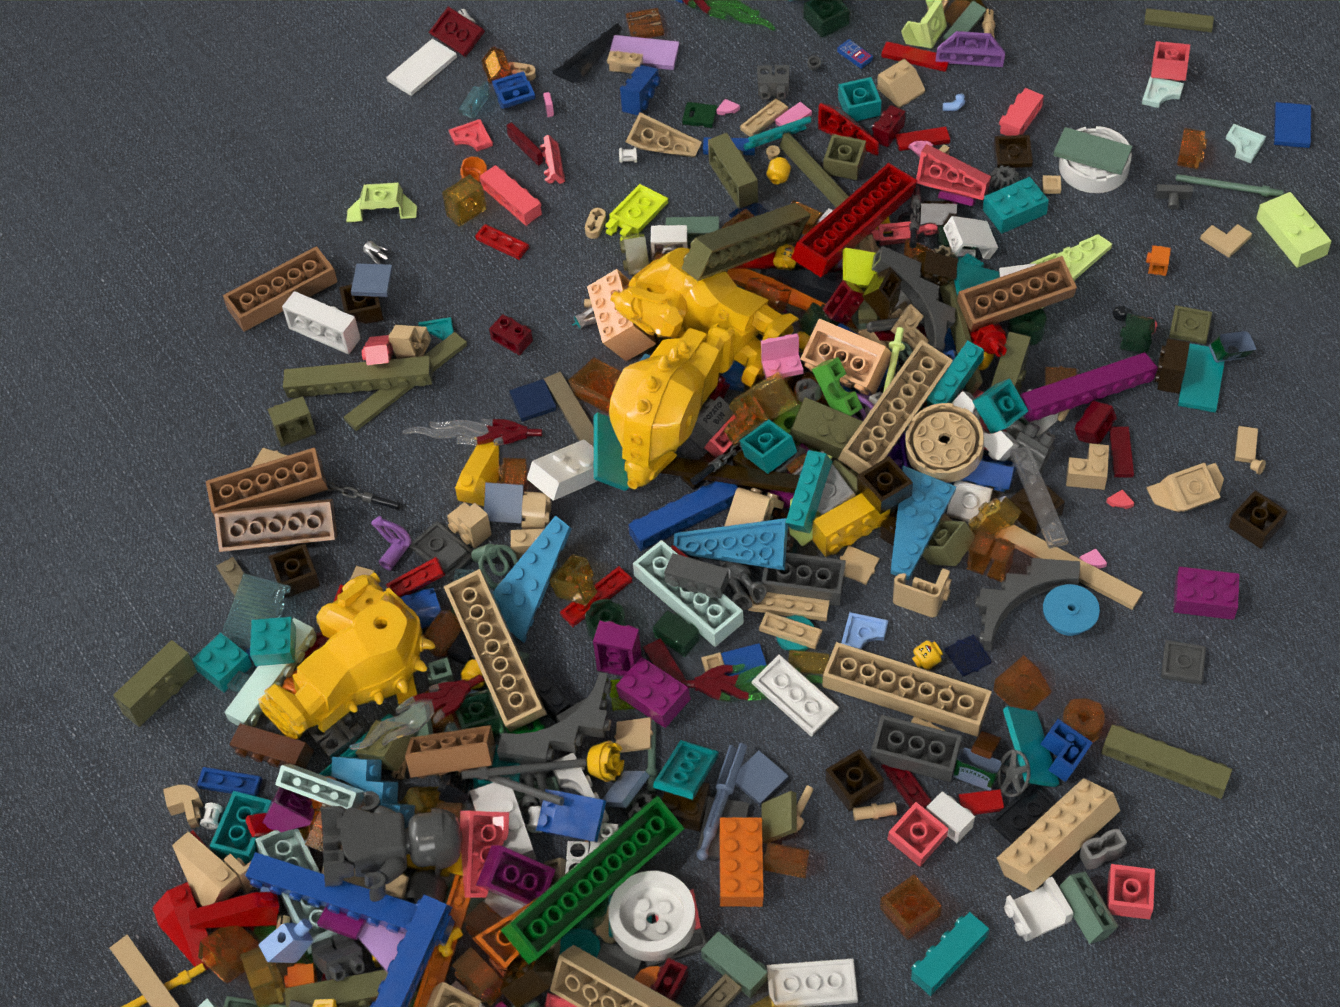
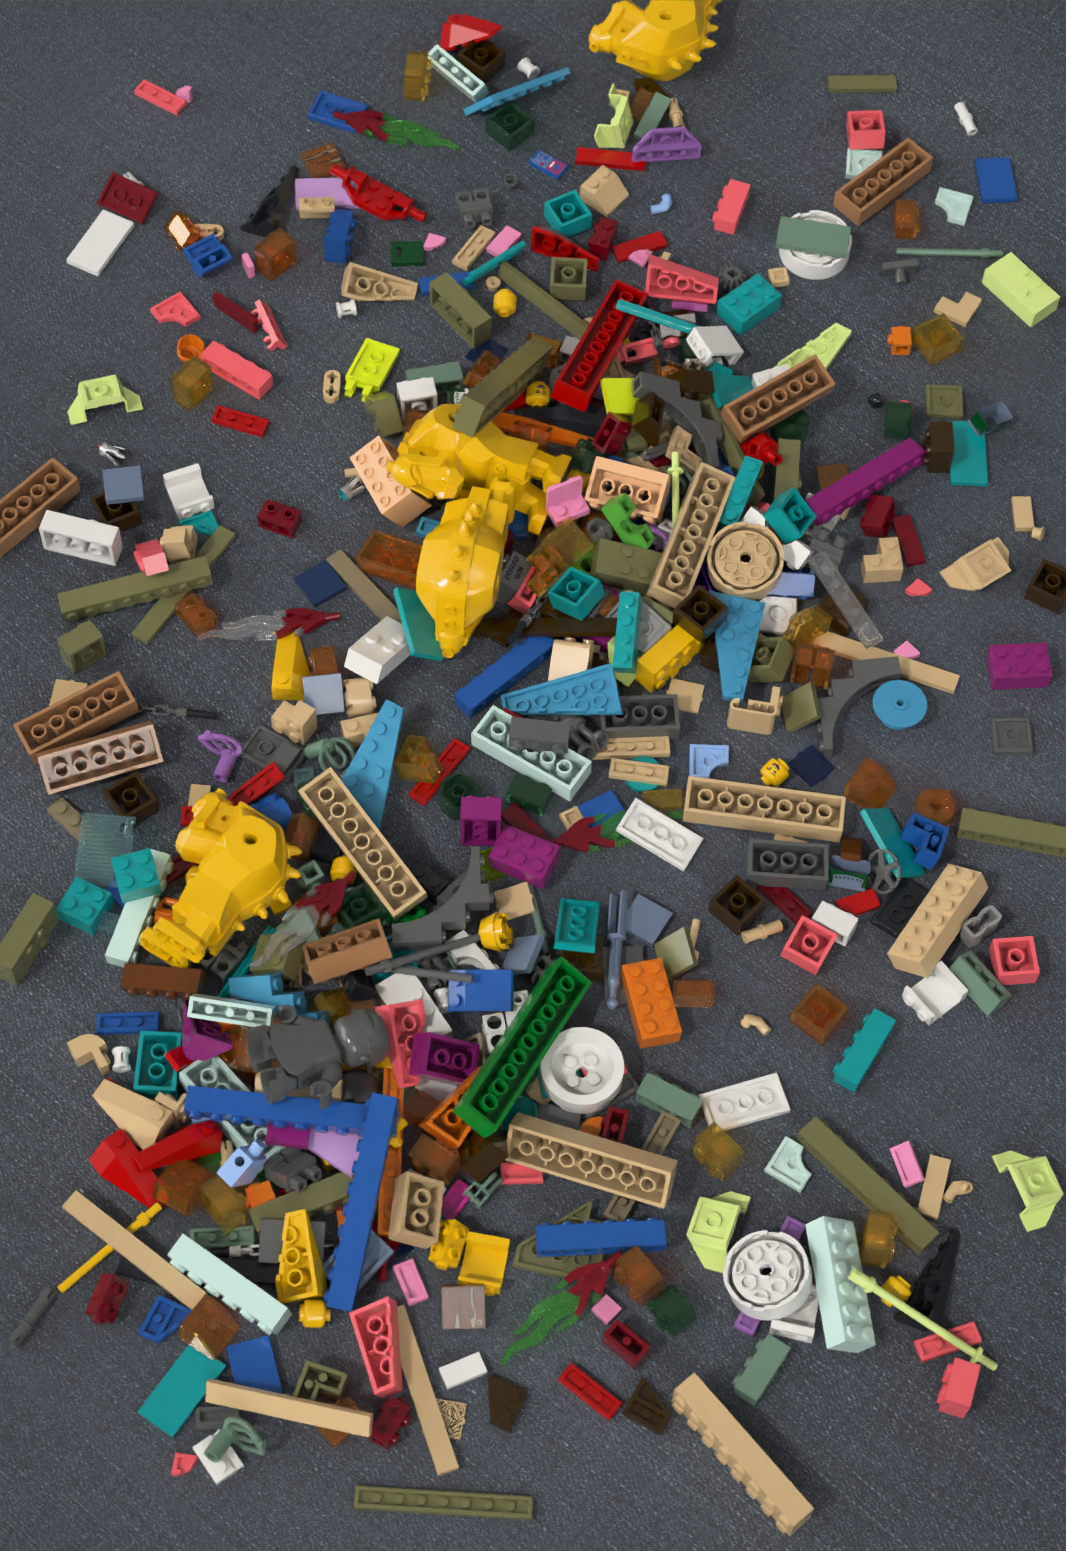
camera: 20 degrees left, 5 degrees up
(407, 410) = (196, 615): none -> clear orange brick
(434, 296) = (188, 491): none -> white panel
(474, 100) = (168, 272): clear light blue panel -> none
(574, 97) = (275, 254): none -> clear orange brick
(683, 60) = (375, 196): none -> red plate
(845, 901) = (757, 1021): none -> tan arm
(916, 201) = (655, 316): none -> teal axle
(969, 595) = (800, 707): none -> olive tile
(1013, 151) = (733, 248): dark brown plate -> none
(1176, 110) = (883, 181): none -> medium nougat brick
(1196, 263) = (937, 339): none -> clear yellow brick
(1275, 64) = (966, 118): none -> white pin

